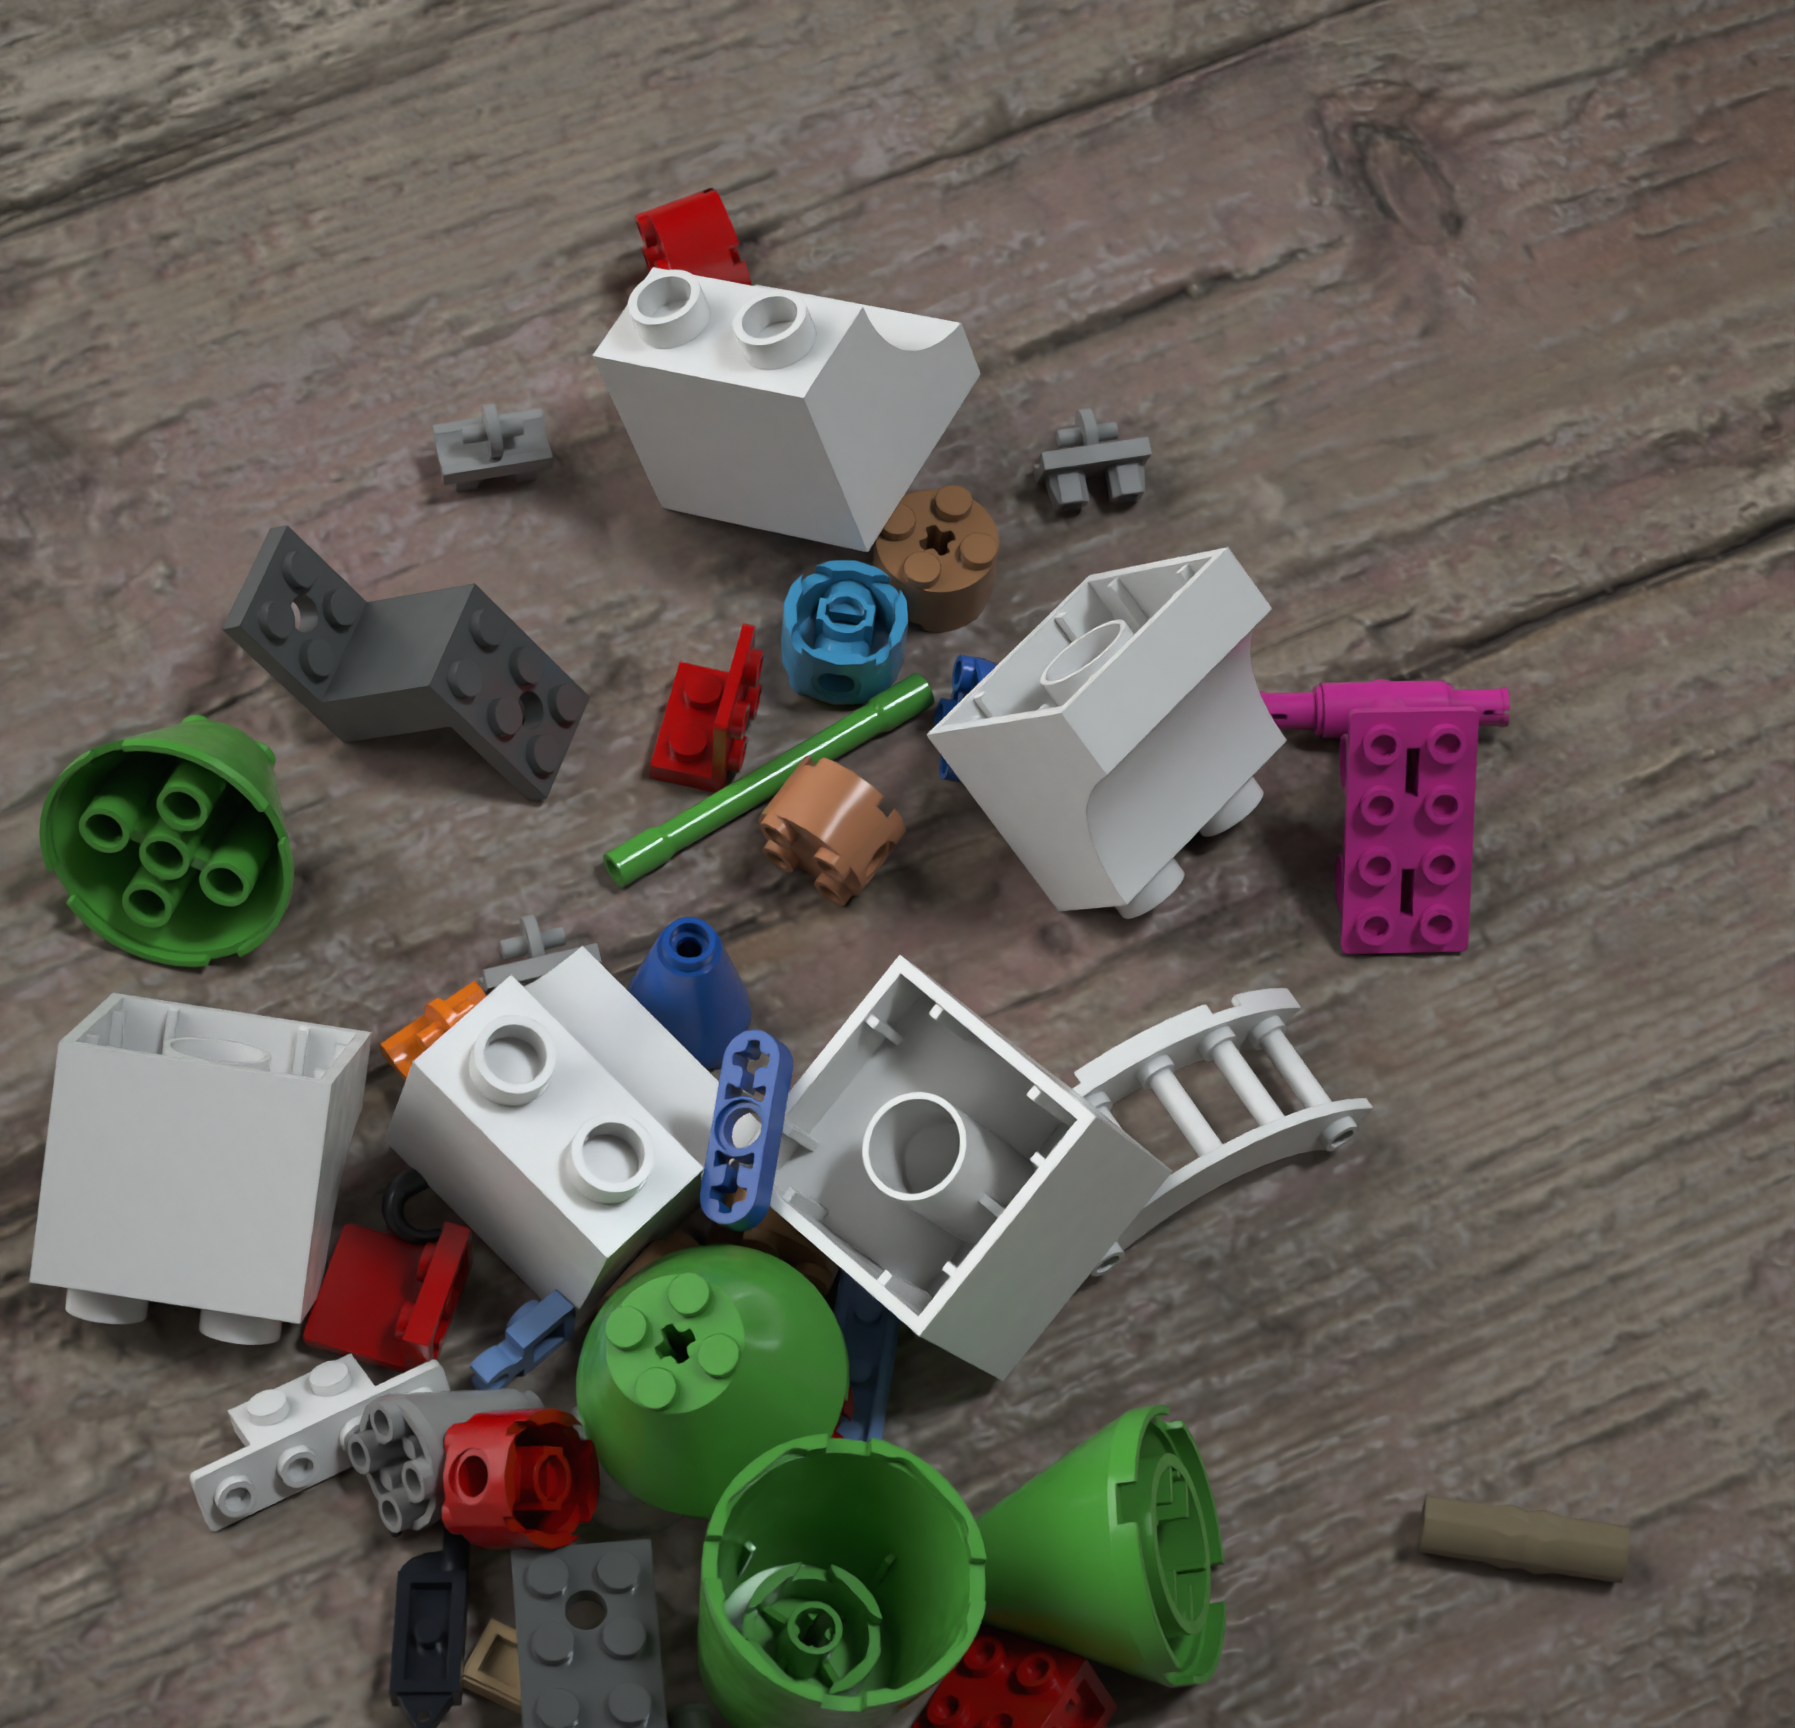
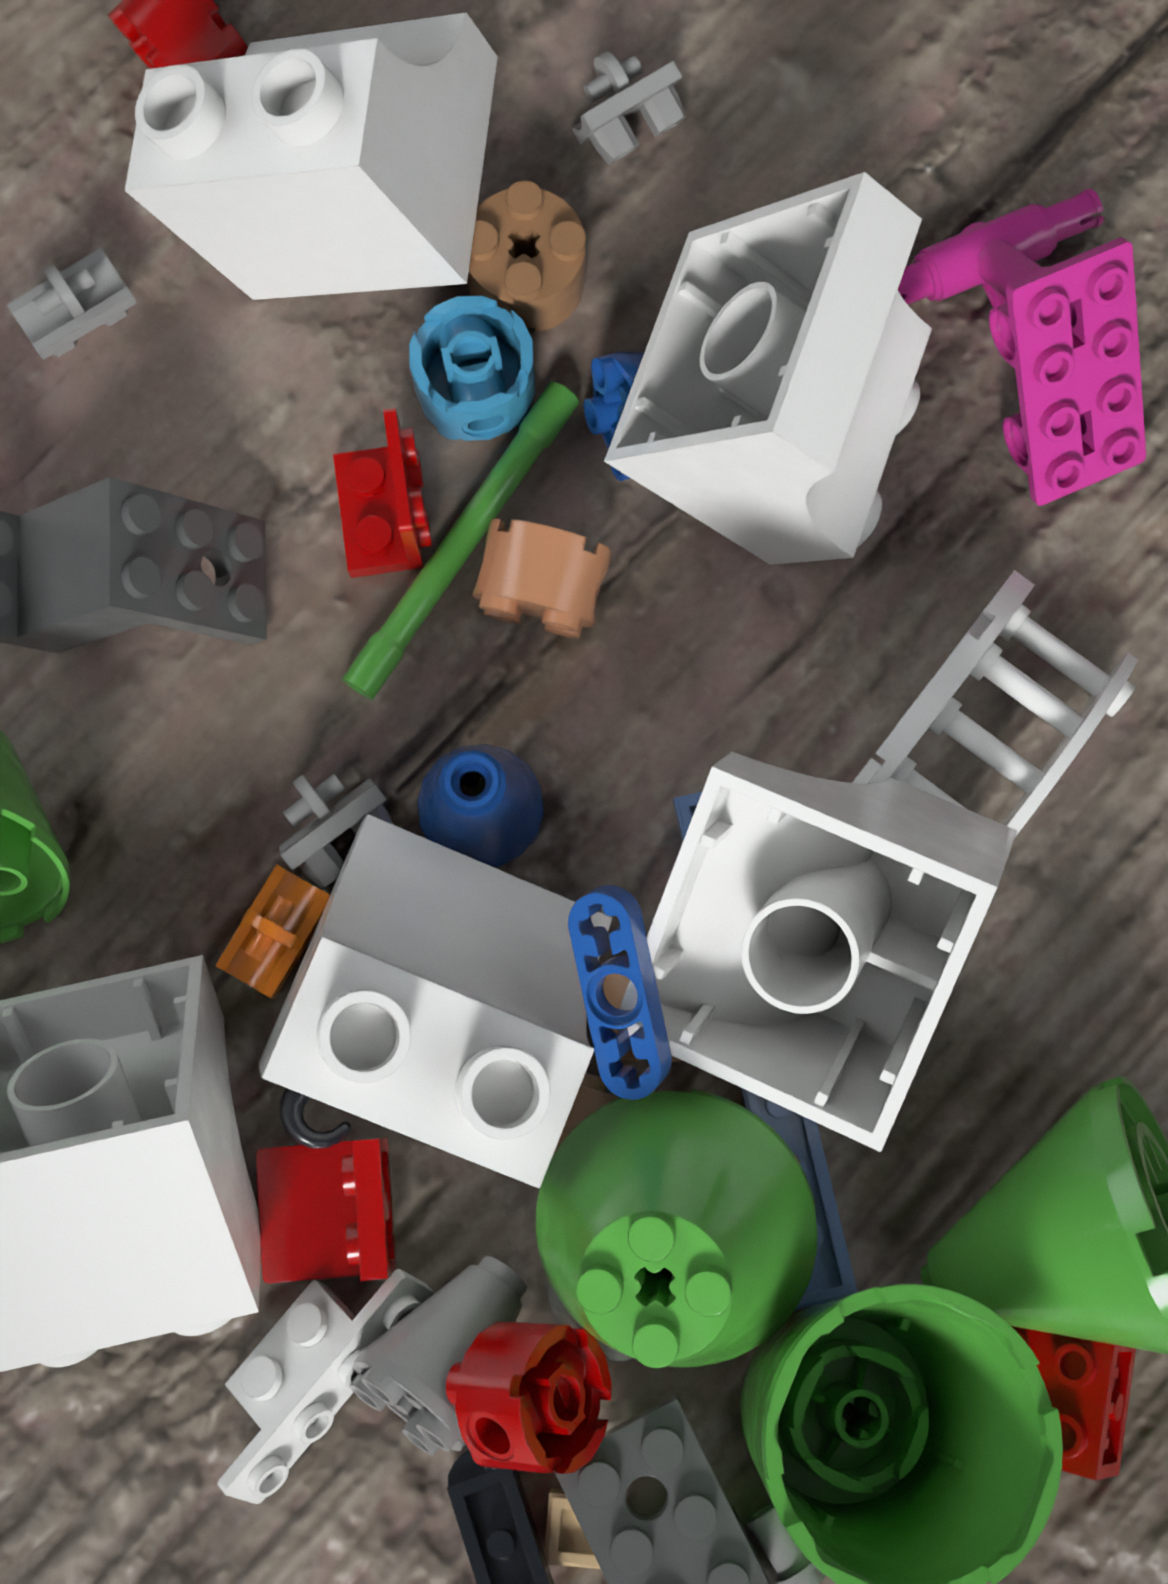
camera: 15 degrees left, 20 degrees up
(531, 1337) = (472, 1193): medium blue plate -> none

